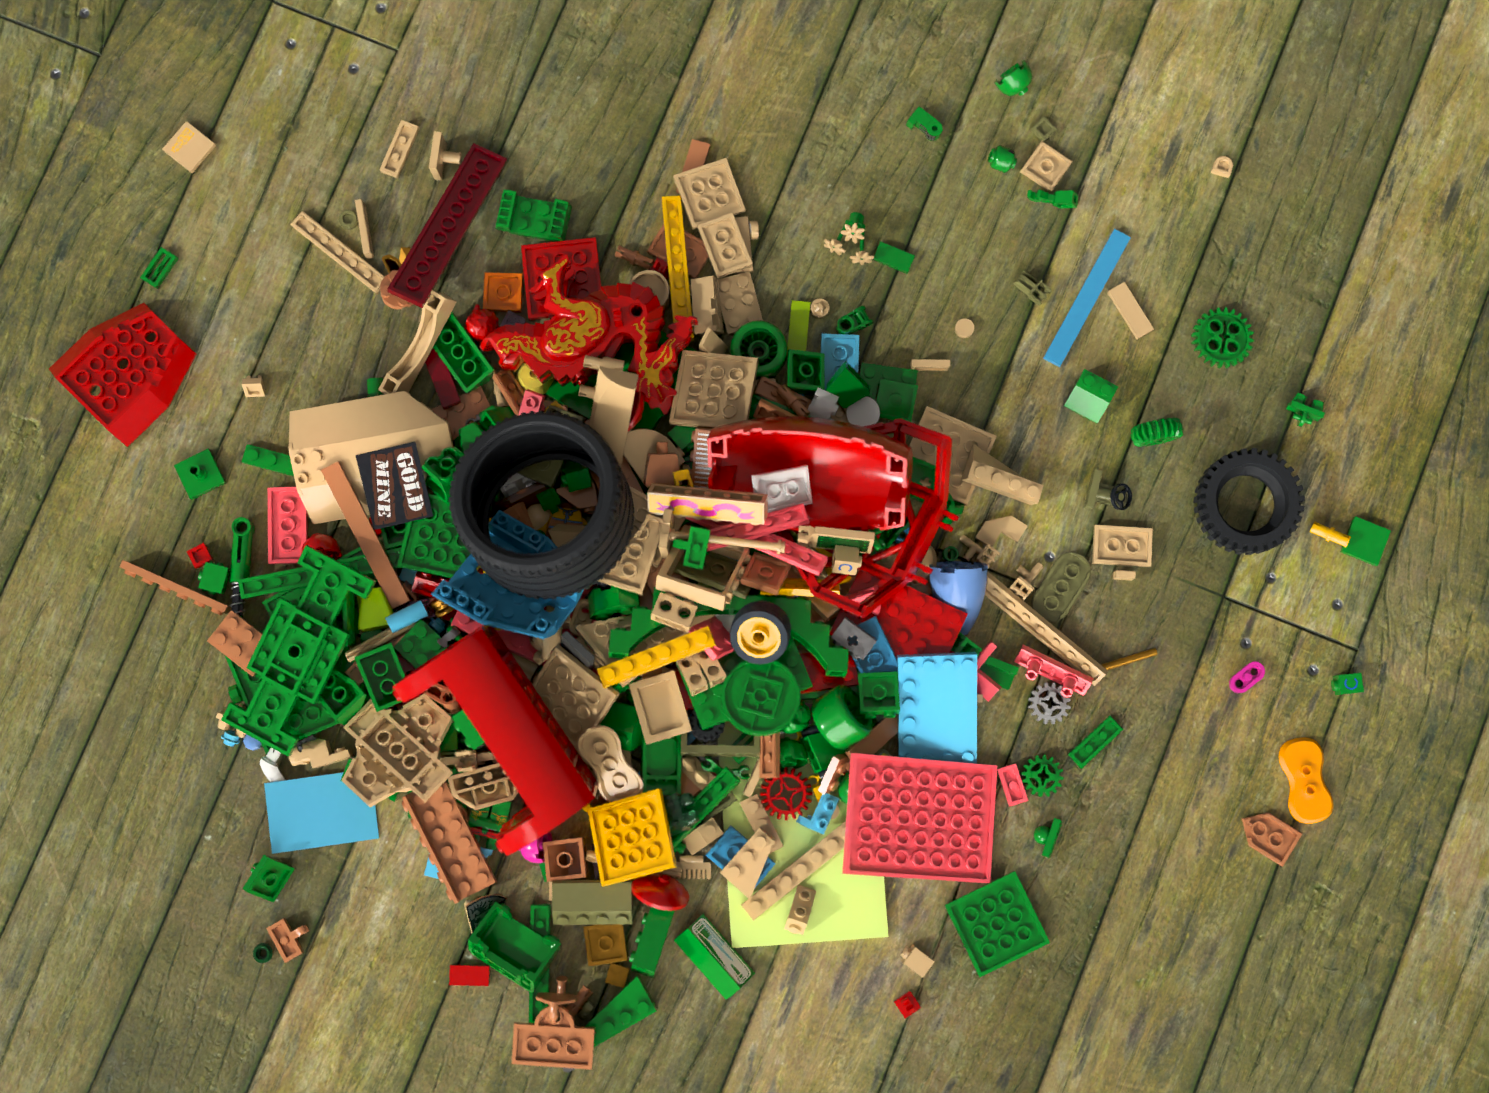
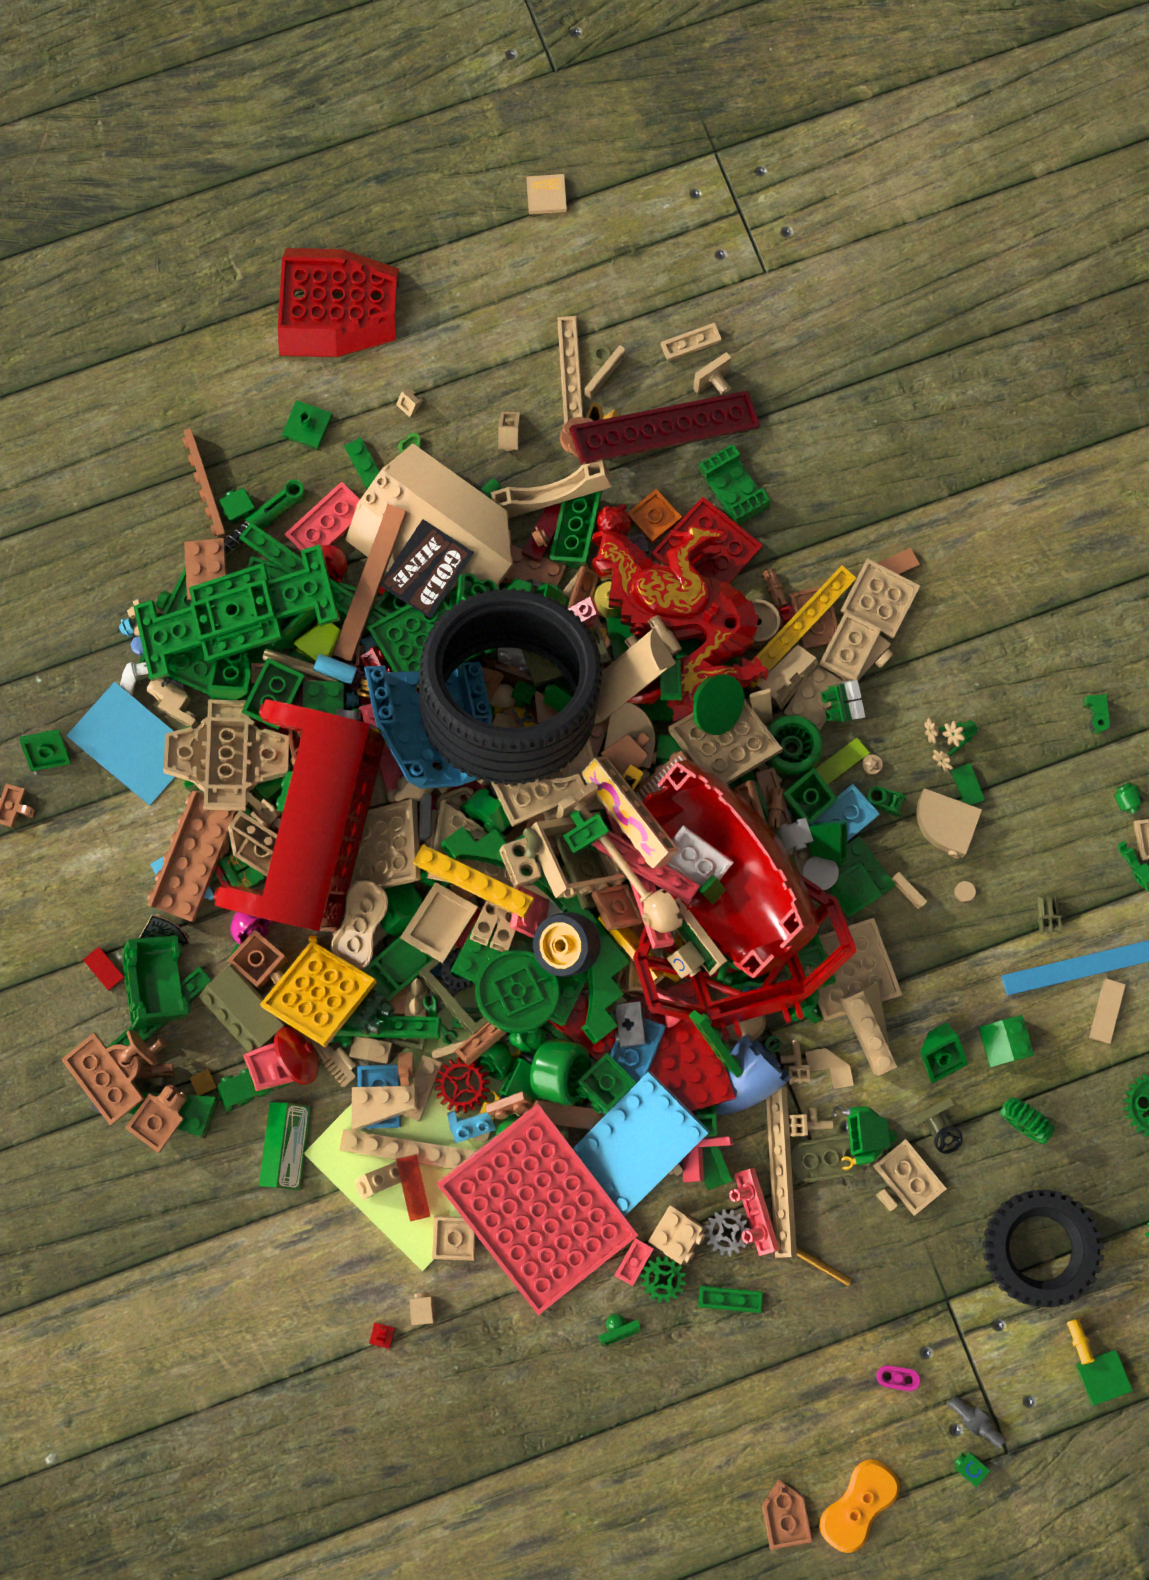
camera: 50 degrees right, 5 degrees down
(164, 273) = (435, 259): green tile -> none
(200, 555) = (245, 479): red plate -> none
(284, 413) = (412, 438): none -> bright green tile
(343, 335) = (508, 431): none -> tan slope
(445, 385) = (540, 537): none -> nougat plate
(605, 944) = (219, 1051): pearl gold plate -> none
(616, 1030) = (158, 1118): none -> nougat plate
(645, 392) = (671, 683): none -> green tile
(650, 921) = (265, 1068): none -> coral plate
(671, 591) = (533, 844): none -> olive arm
(687, 372) = (718, 704): none -> green tile
(739, 822) = (405, 1068): none -> nougat piece
(760, 286) = (841, 710): none -> green hips
(801, 546) = (661, 912): none -> tan cylinder
(813, 497) = (712, 889): none -> green tile
(826, 891) = (413, 1187): none -> clear red plate
(886, 896) = (453, 1239): none -> tan tile
(907, 295) = (946, 822): none -> tan brick
(920, 592) = (719, 1047): none -> green plate
(997, 924) = (510, 1350): green plate -> none
(1022, 738) = (677, 1235): none -> tan plate
(1060, 445) = (942, 1053): none -> green slope
(1070, 547) = (867, 1134): none -> green torso
(1320, 651) = (976, 1421): none -> dark grey pin

